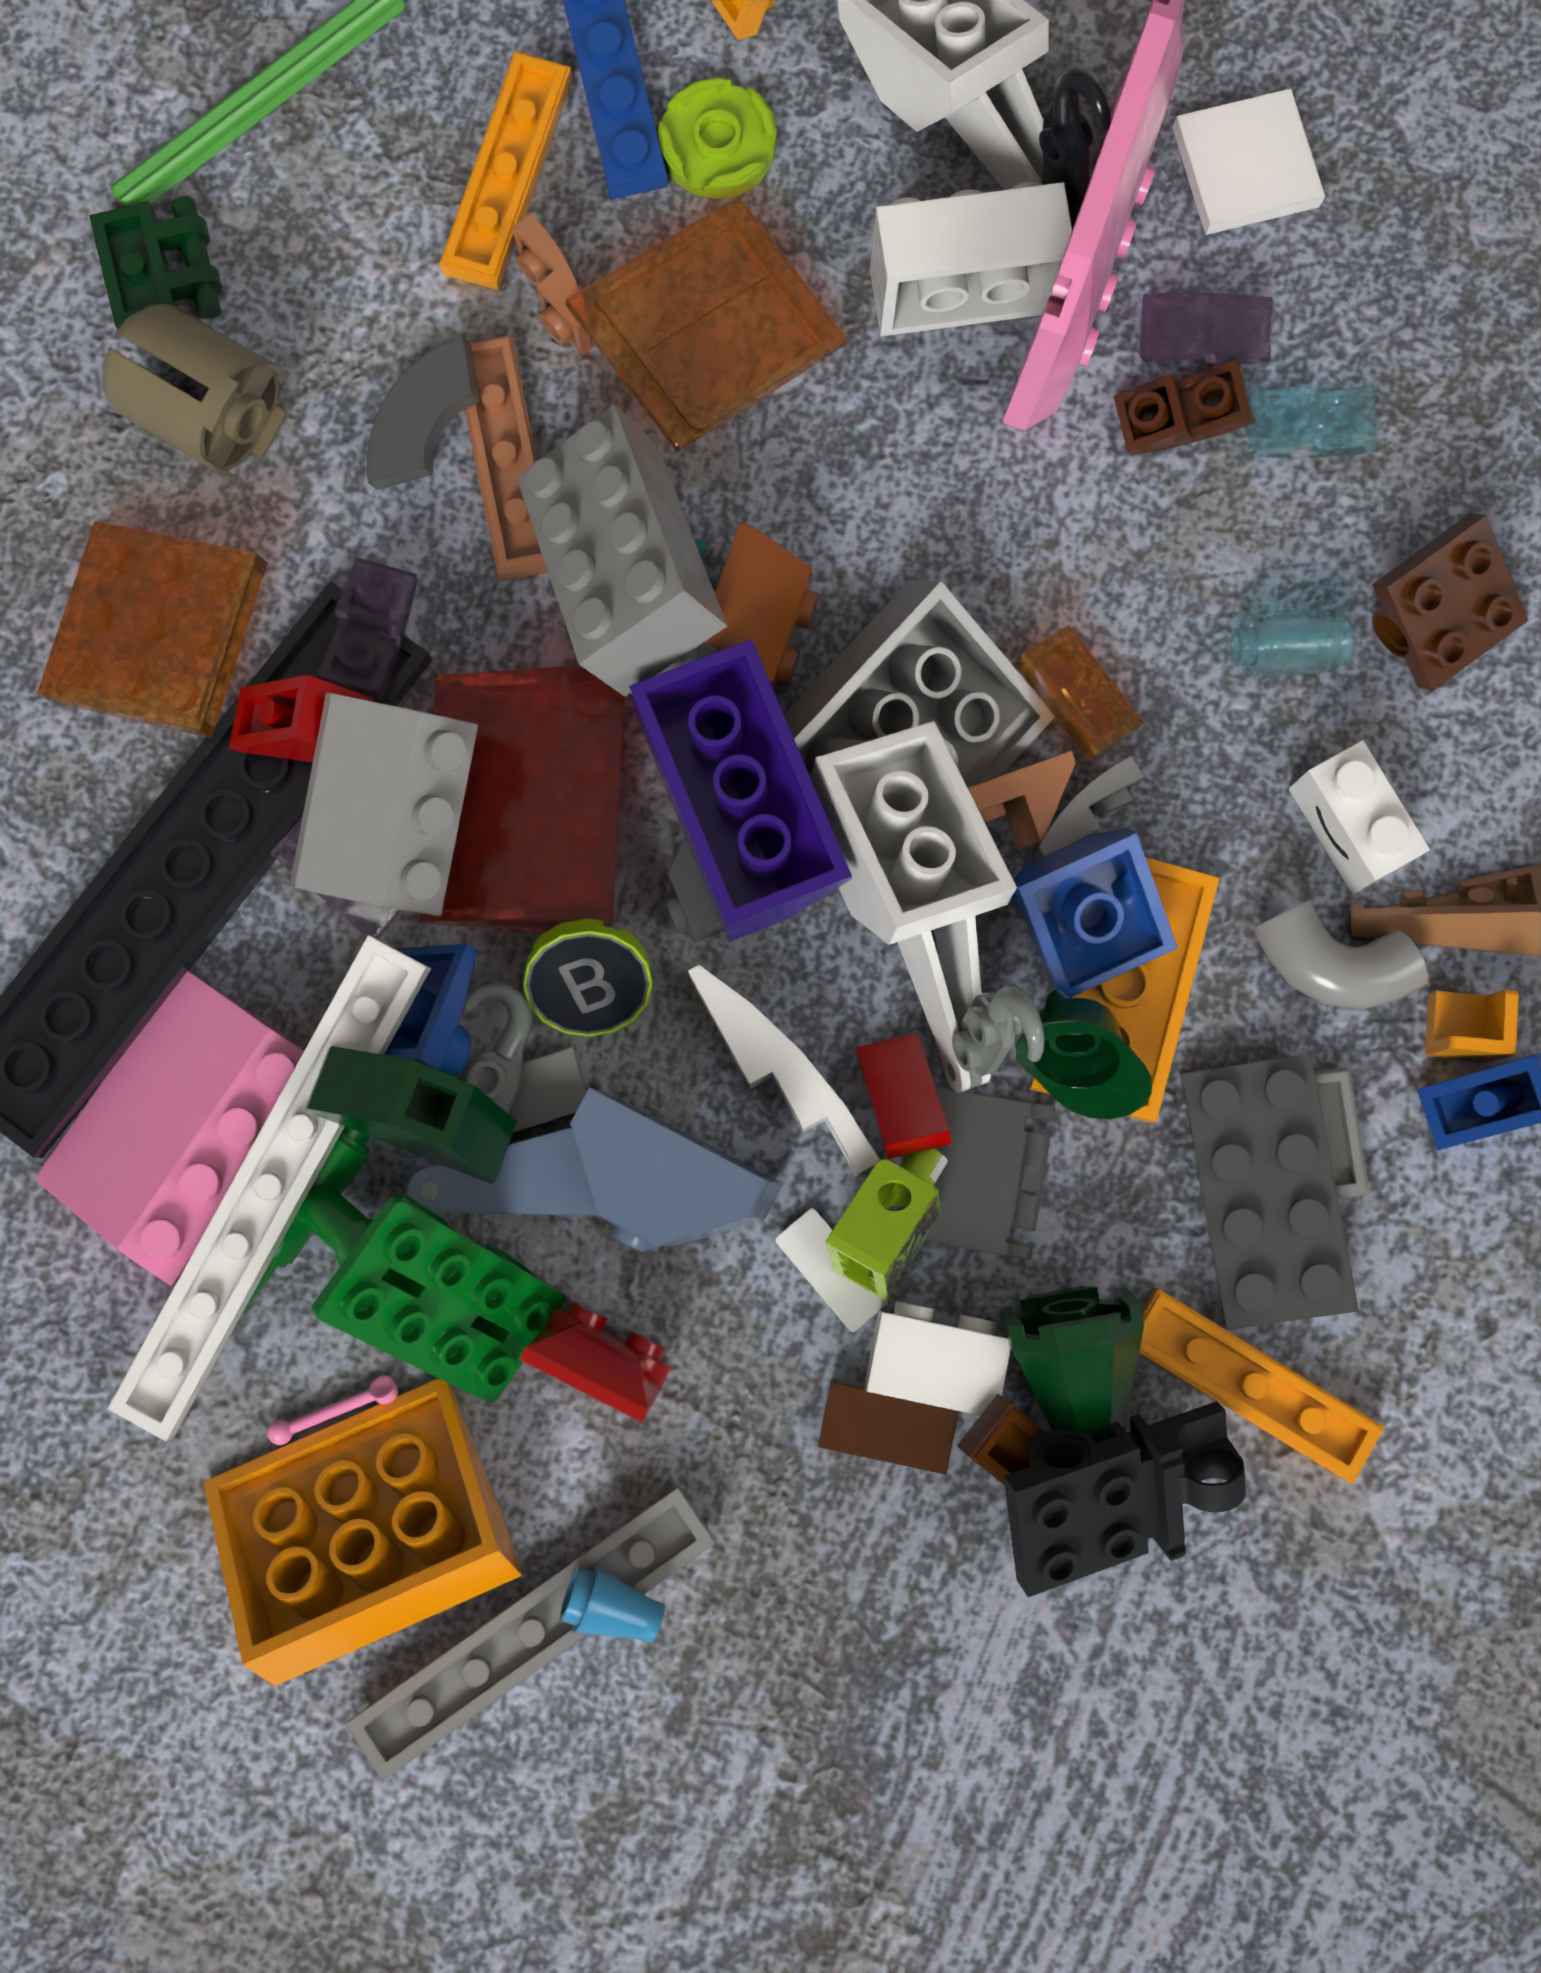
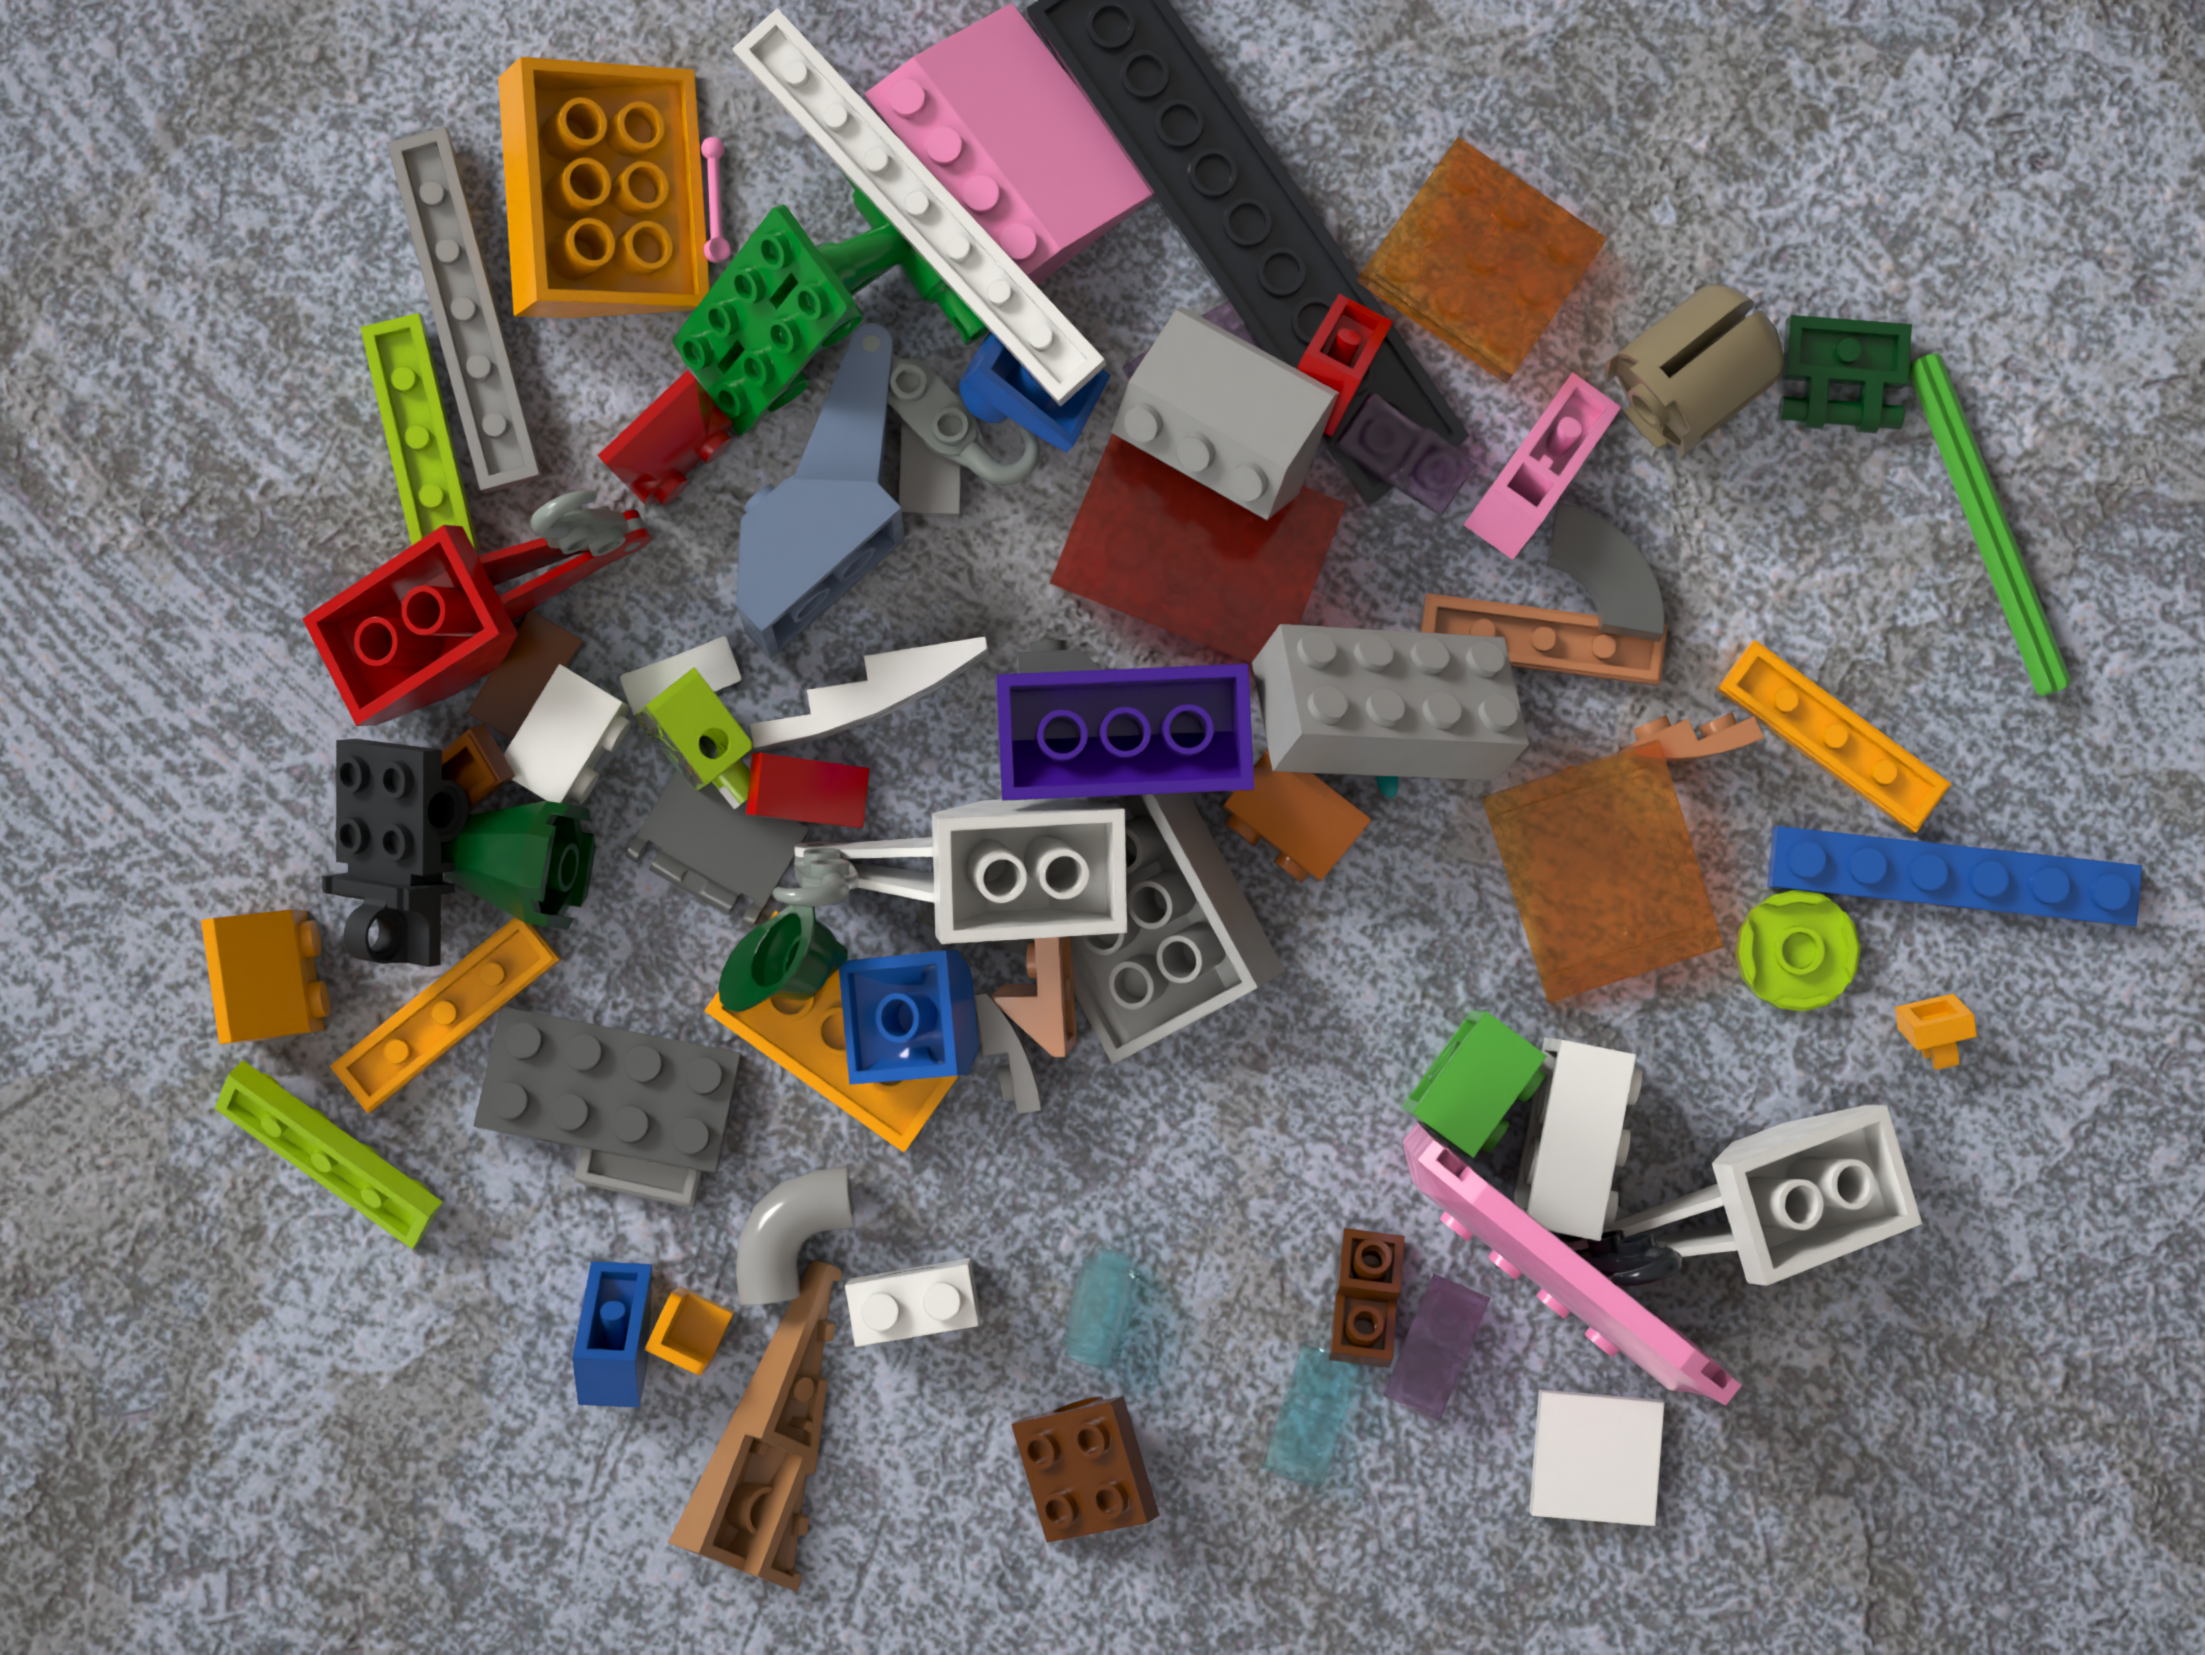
camera: 110 degrees right, 5 degrees up
(341, 504) = (1542, 466): none -> bright pink slope
(413, 1110) = (934, 347): dark green slope -> none
(587, 978) = (1012, 546): black tile -> none
(609, 1607) = (458, 380): dark azure cone -> none
(693, 1626) = (416, 426): none -> lime plate
(862, 1534) = (432, 614): none -> red slope
(952, 363) = (1476, 1083): none -> bright green brick
(1079, 692) = (1123, 1091): clear orange plate -> none
(1296, 1583) = (265, 975): none -> light orange slope
(1442, 1453) = (328, 1154): none -> lime plate

